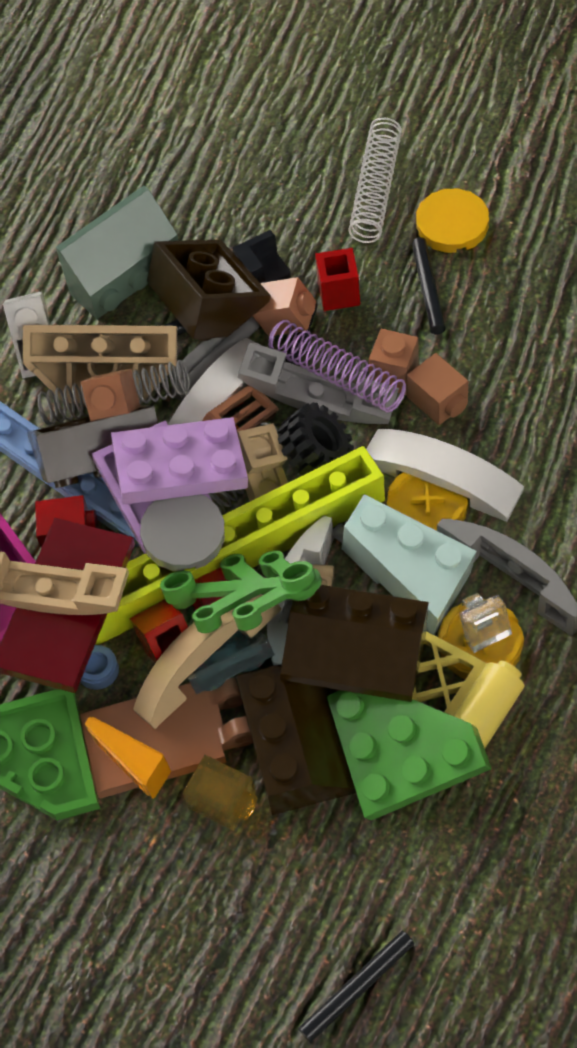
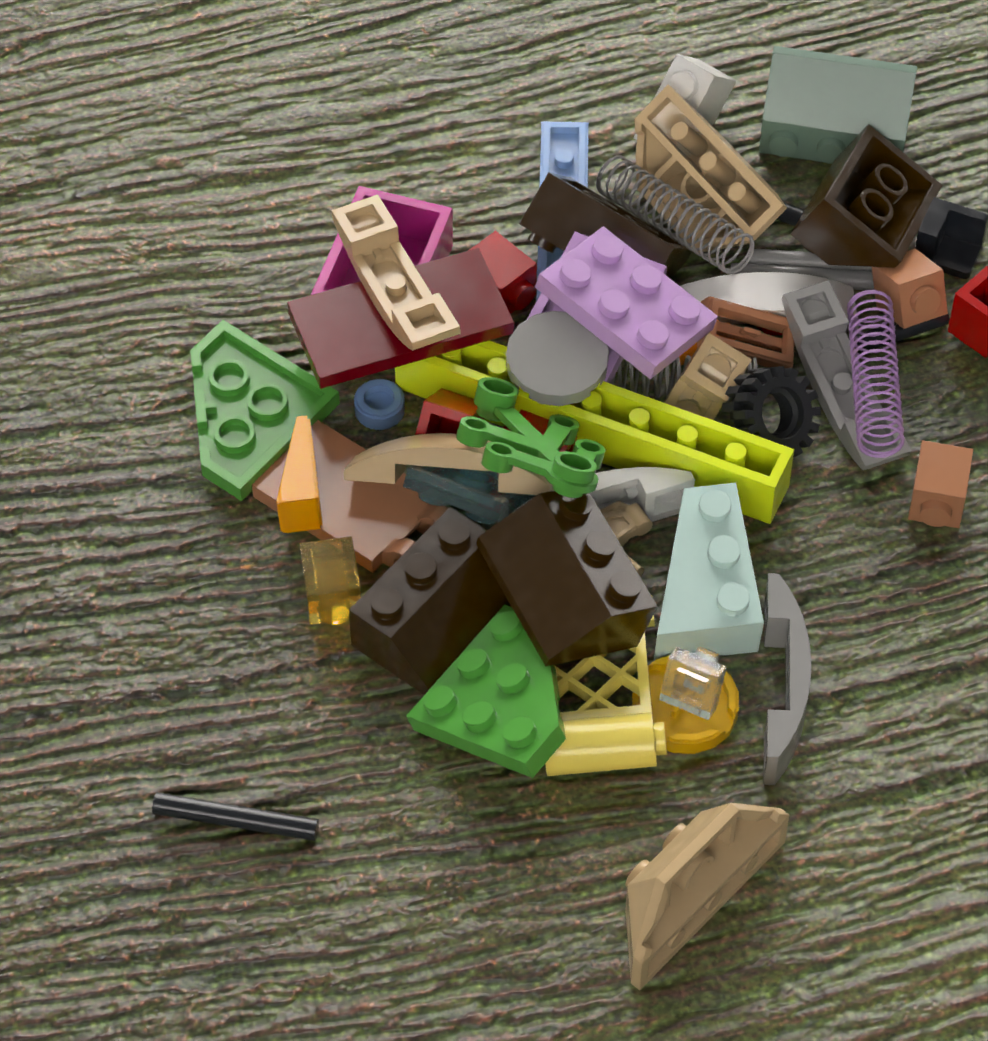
camera: 45 degrees right, 5 degrees down
(110, 394) = (654, 204): nougat brick -> none
(396, 354) = (936, 416): nougat brick -> none
(425, 501) = (808, 557): yellow tile -> none
(448, 467) = (854, 556): white slope -> none

